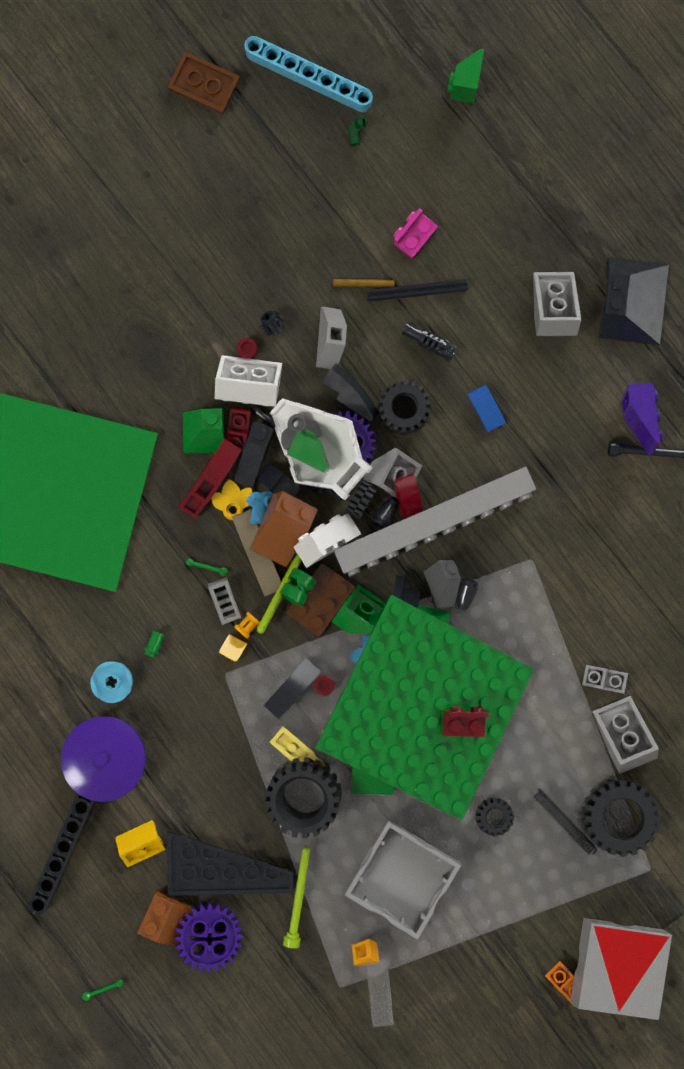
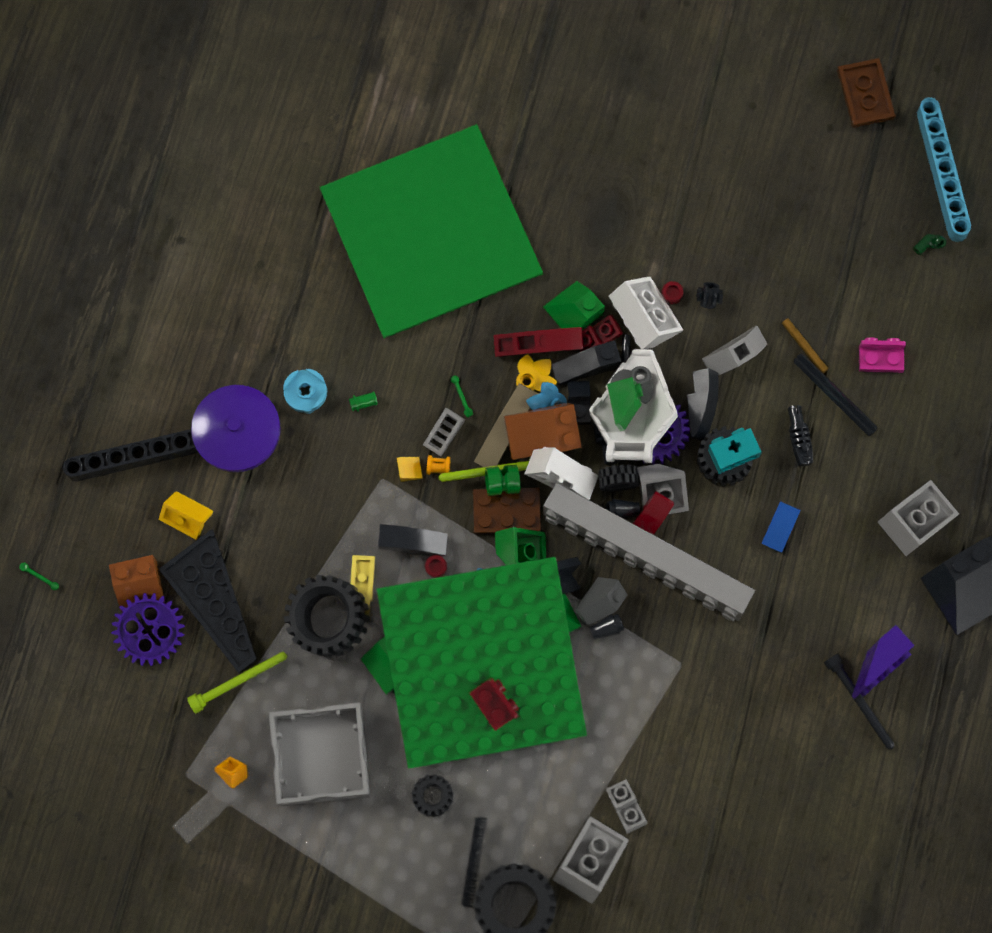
camera: 55 degrees right, 10 degrees down
(411, 411) = (747, 450): none -> teal brick

